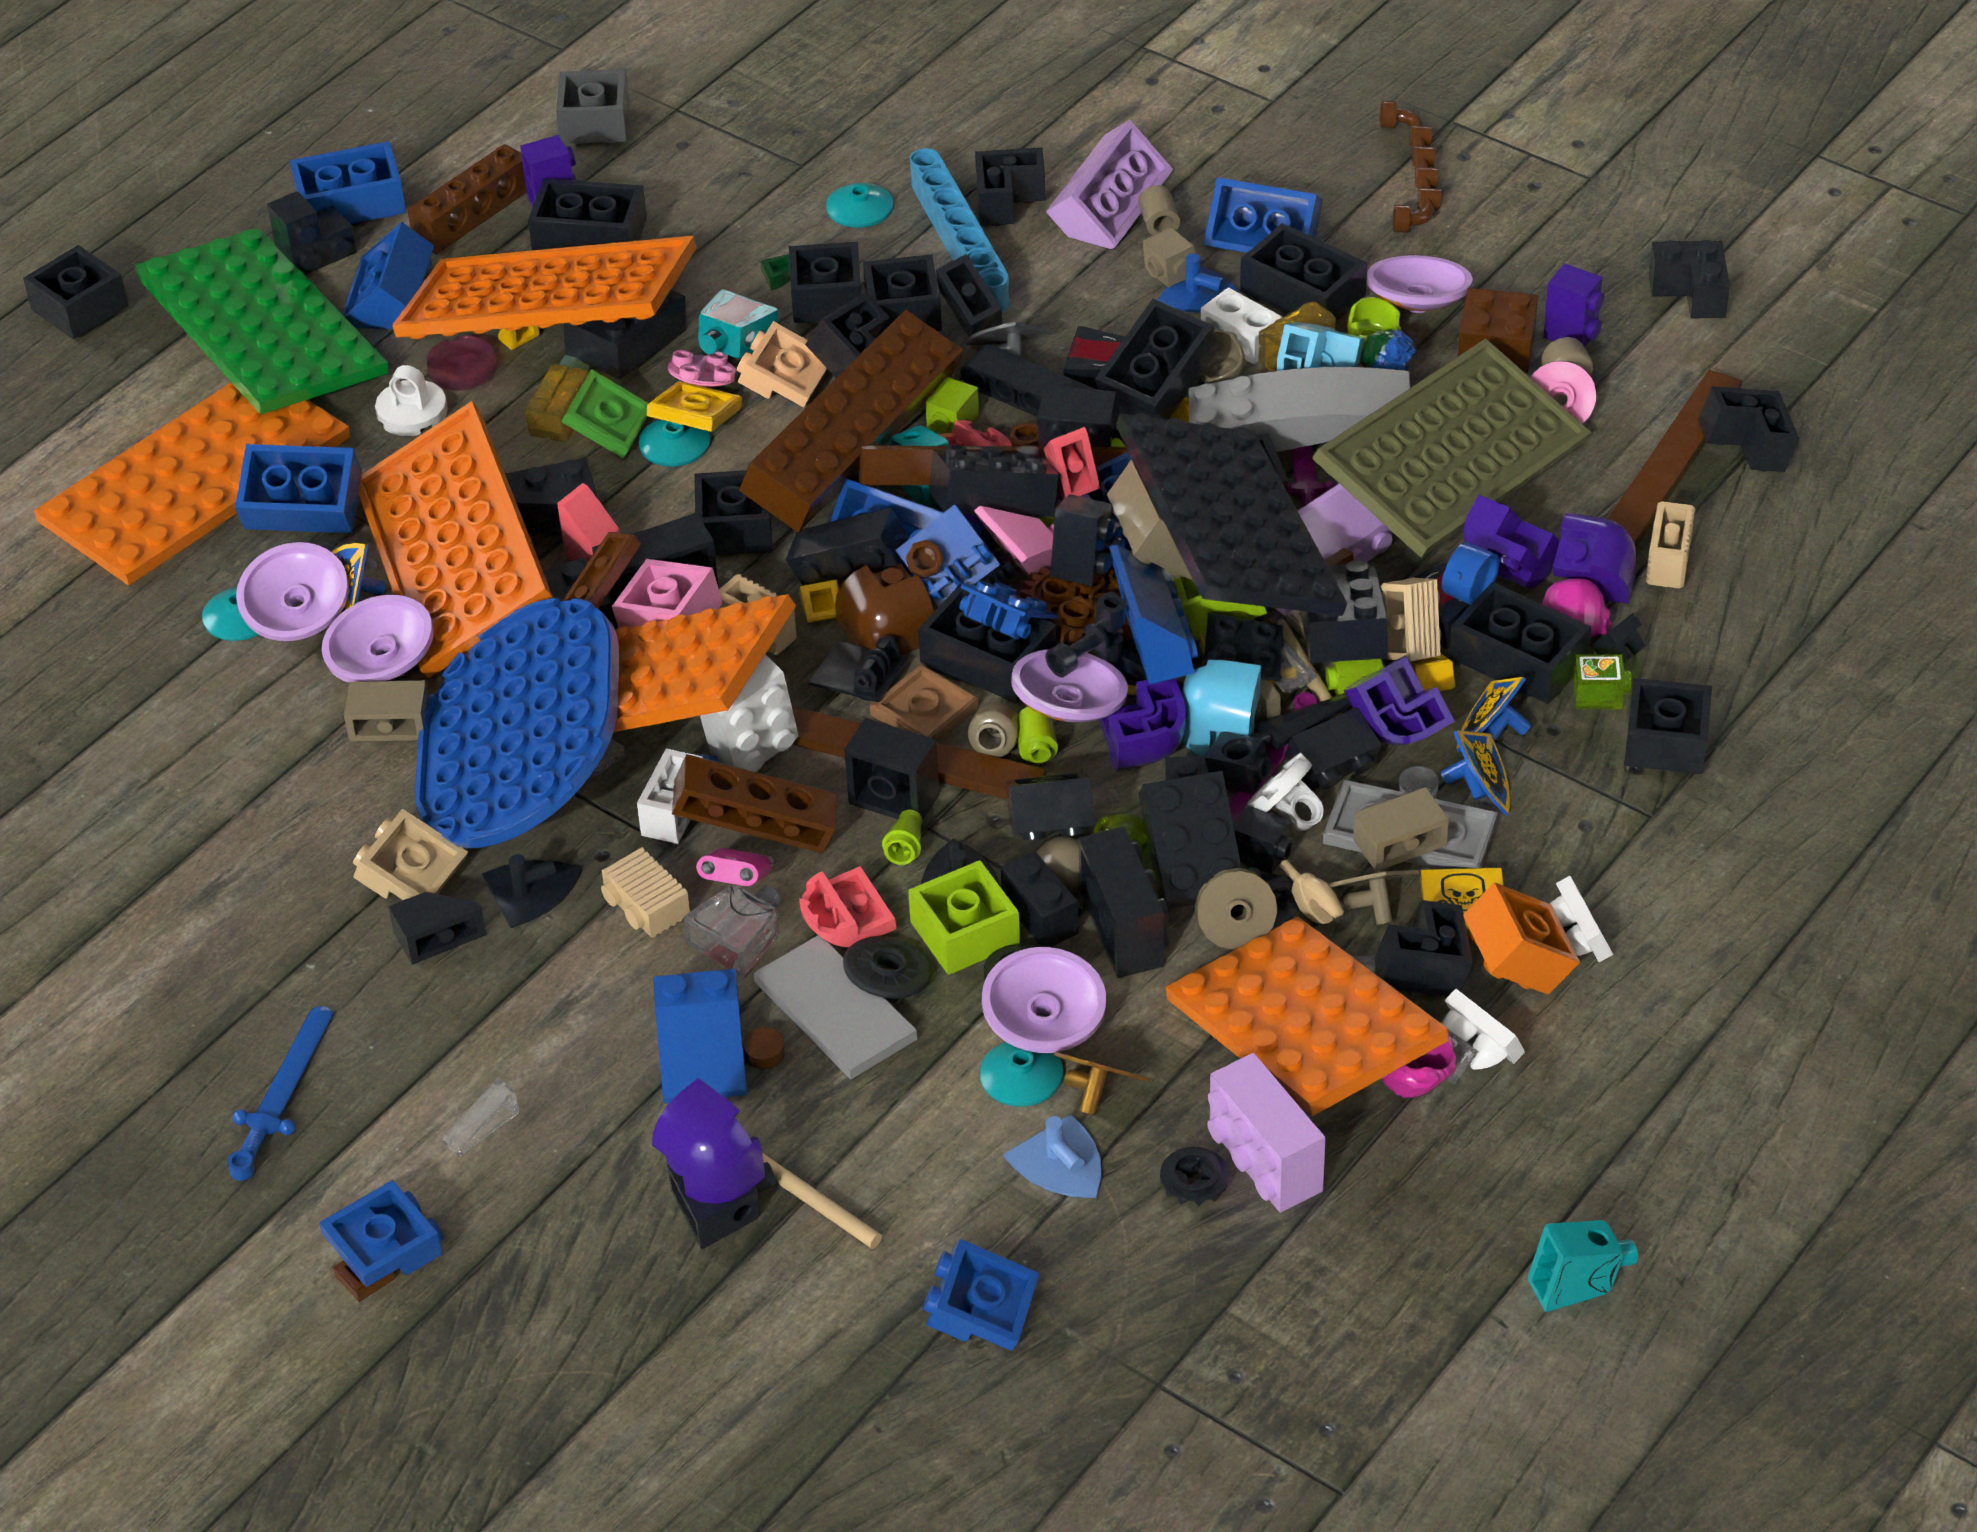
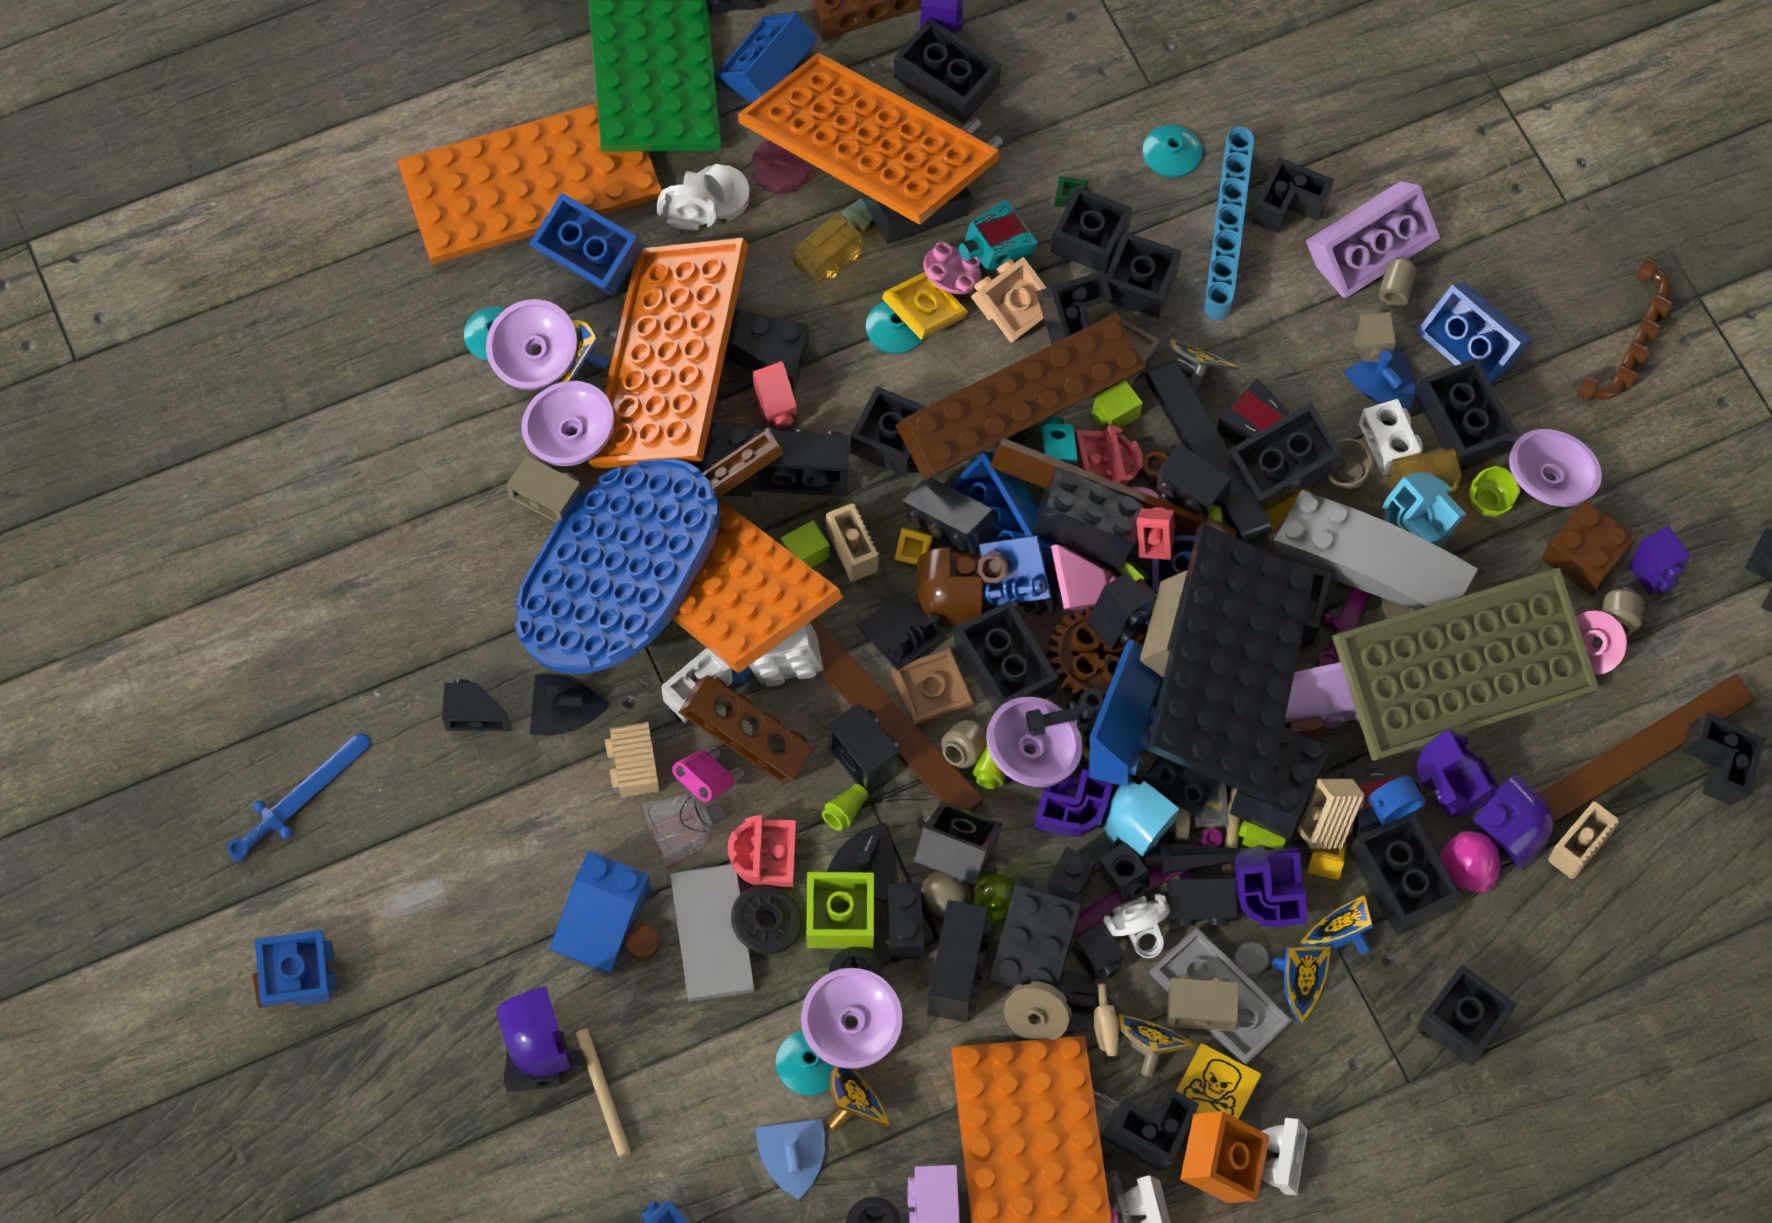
camera: 25 degrees right, 20 degrees up
(387, 418) = (687, 204): none -> white tile
(407, 859) = (485, 642): tan plate -> none
(606, 413) = (854, 280): bright green tile -> none
(664, 591) = (783, 508): bright pink brick -> none
(968, 296) = (1189, 306): black brick -> none
(1002, 609) = (1029, 644): blue hinge -> none
(1388, 350) = (1482, 532): piece -> none
(1600, 681) = (1446, 940): clear neon green brick -> none
(1620, 636) = (1488, 903): black tile -> none

